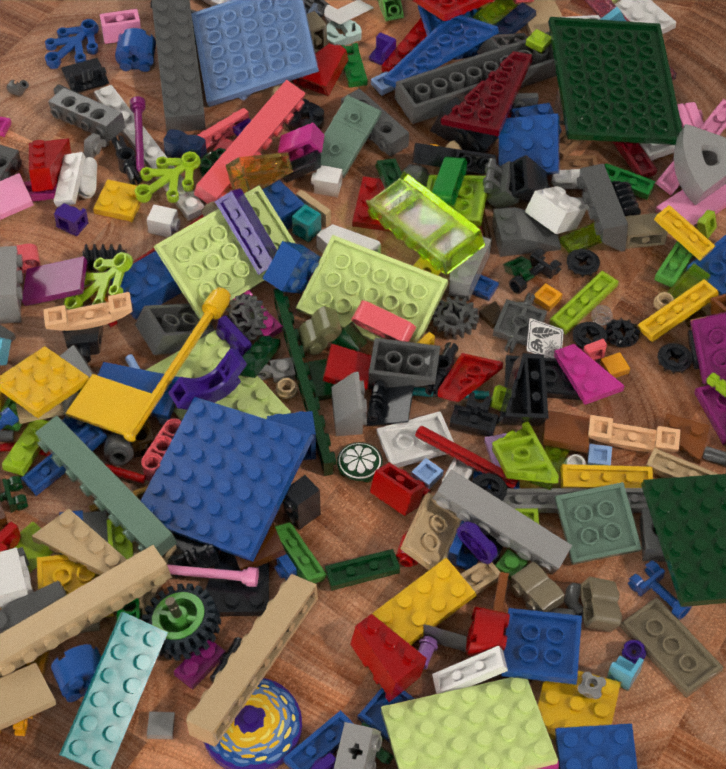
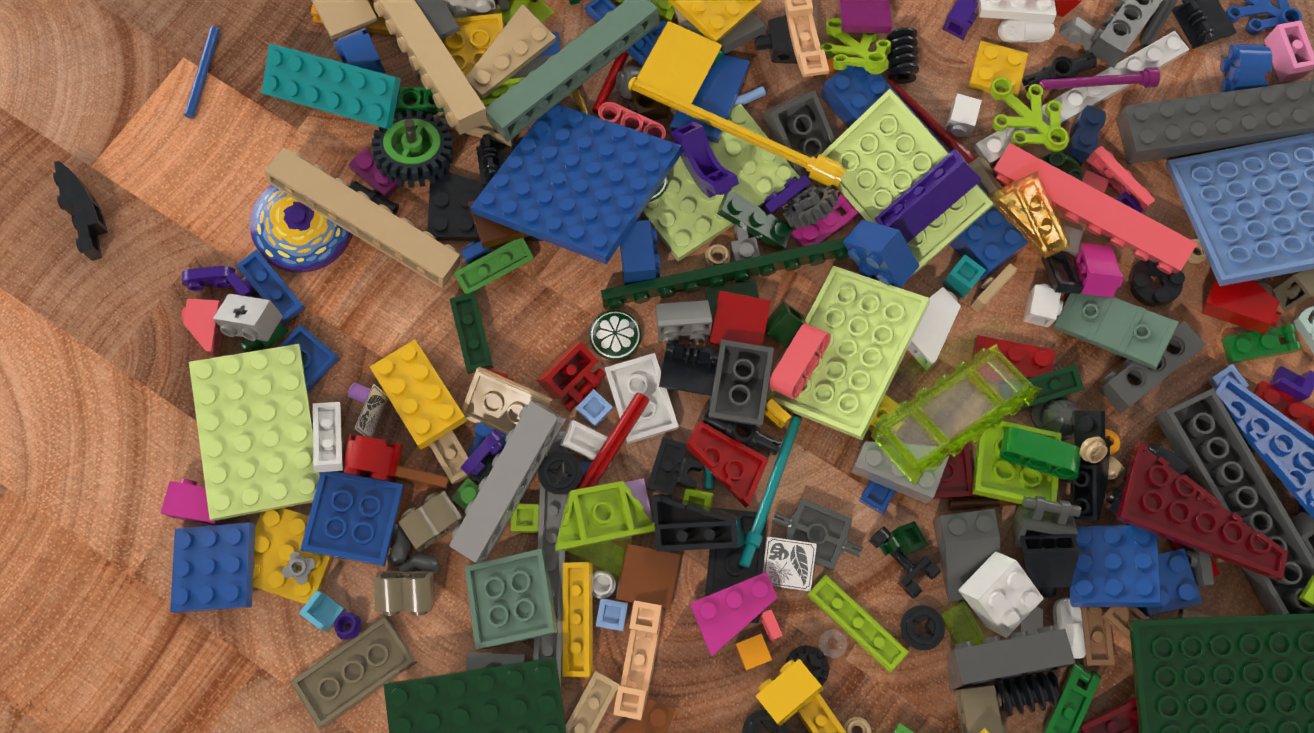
camera: 90 degrees right, 20 degrees up
(161, 725) = (310, 139): light grey tile -> none
(247, 576) = (459, 212): bright pink piece -> none
(302, 502) = (549, 265): black brick -> none
(319, 330) = (790, 288): olive brick -> none
(387, 655) = (354, 351): red wedge -> none
(446, 147) = (1093, 449): none -> tan plate
(455, 317) = (820, 442): dark grey gear -> none
(490, 314) = (833, 500): dark brown tile -> none
(495, 352) = (753, 537): none -> teal bar
(547, 297) = (863, 575): light orange tile -> none
(593, 329) = (805, 612): black gear -> none
(645, 334) = (788, 691): none -> yellow brick
(656, 574) = (433, 659): blue bar -> none

